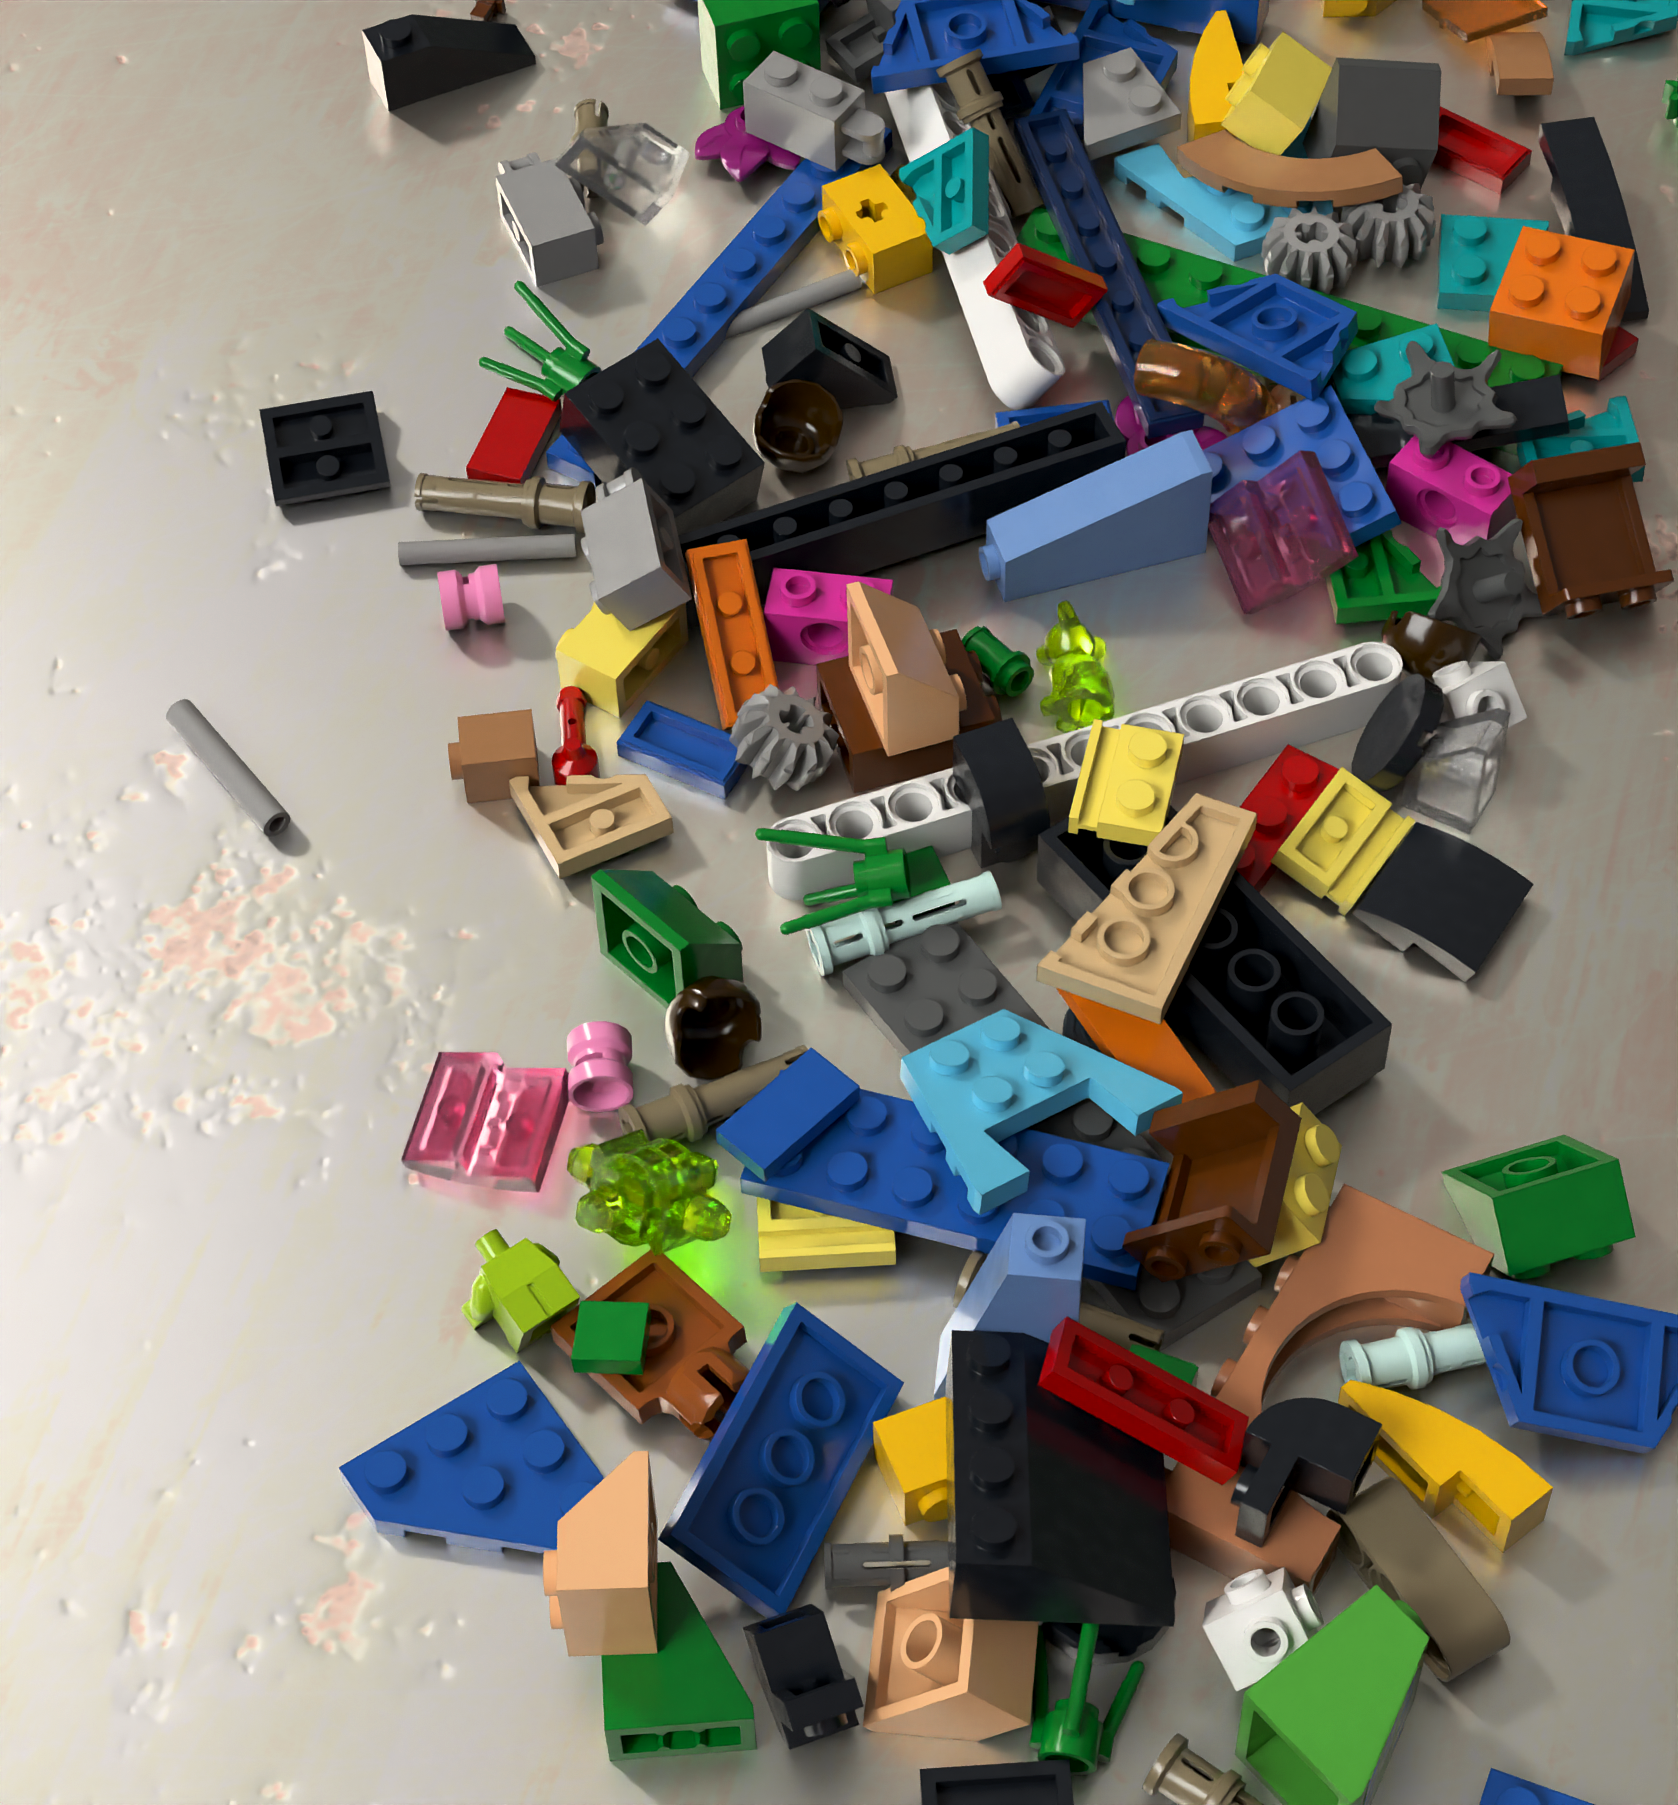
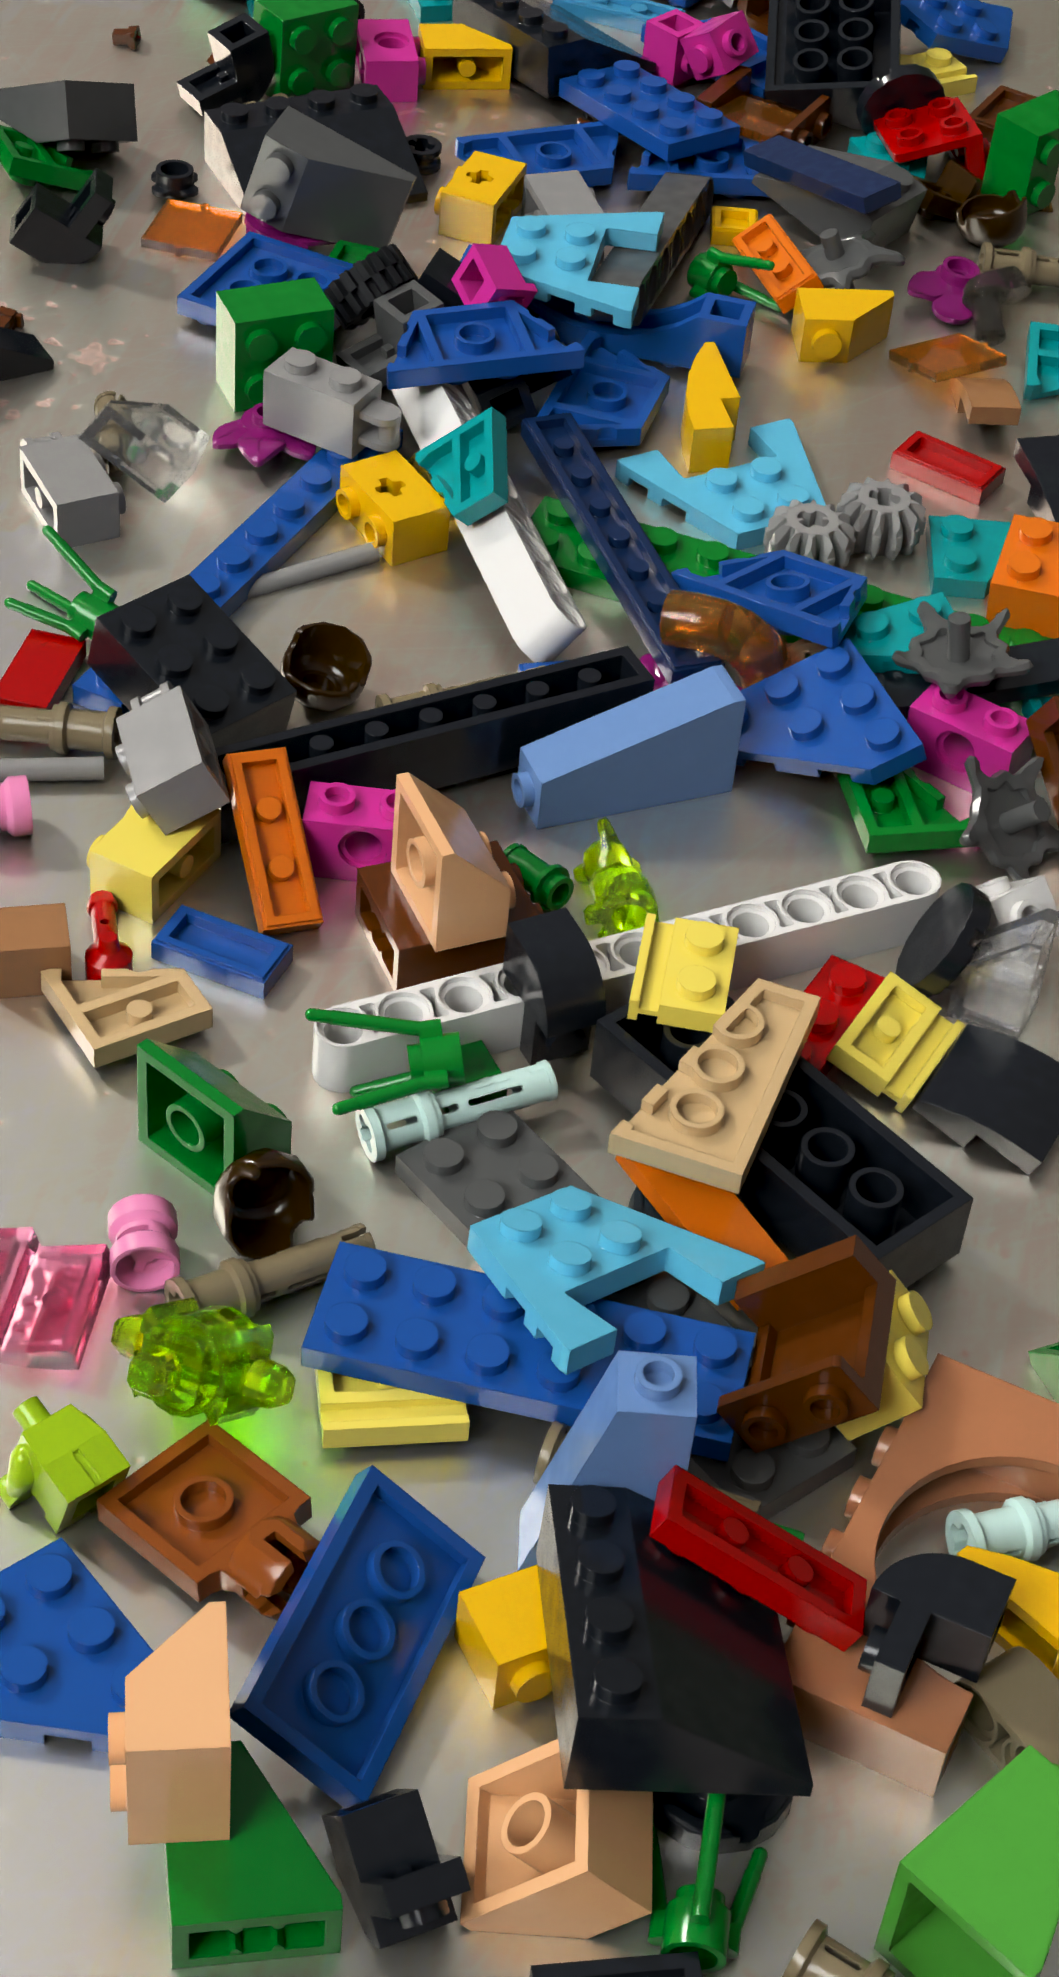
camera: 10 degrees left, 10 degrees down
(611, 1337) = (166, 1508): green tile -> none
(783, 737) = (325, 937): light grey gear -> none
(788, 1114) = (352, 1280): blue tile -> none
(832, 357) = (347, 600): black slope -> none
(845, 1562) = (433, 1744): dark grey pin -> none
(980, 108) = (489, 390): dark tan pin -> none
(1045, 285) = (565, 547): red tile -> none
(1123, 104) = (625, 413): light grey wing -> none
(1259, 1623) = (884, 1778): white brick -> none
(1275, 95) = (769, 407): light yellow brick -> none
(1280, 533) = (809, 766): clear pink slope -> none
(1284, 181) = (784, 476): medium nougat tile -> none
(1381, 108) = (863, 429): dark grey slope -> none
(1427, 643) = (963, 859): dark brown hair -> none

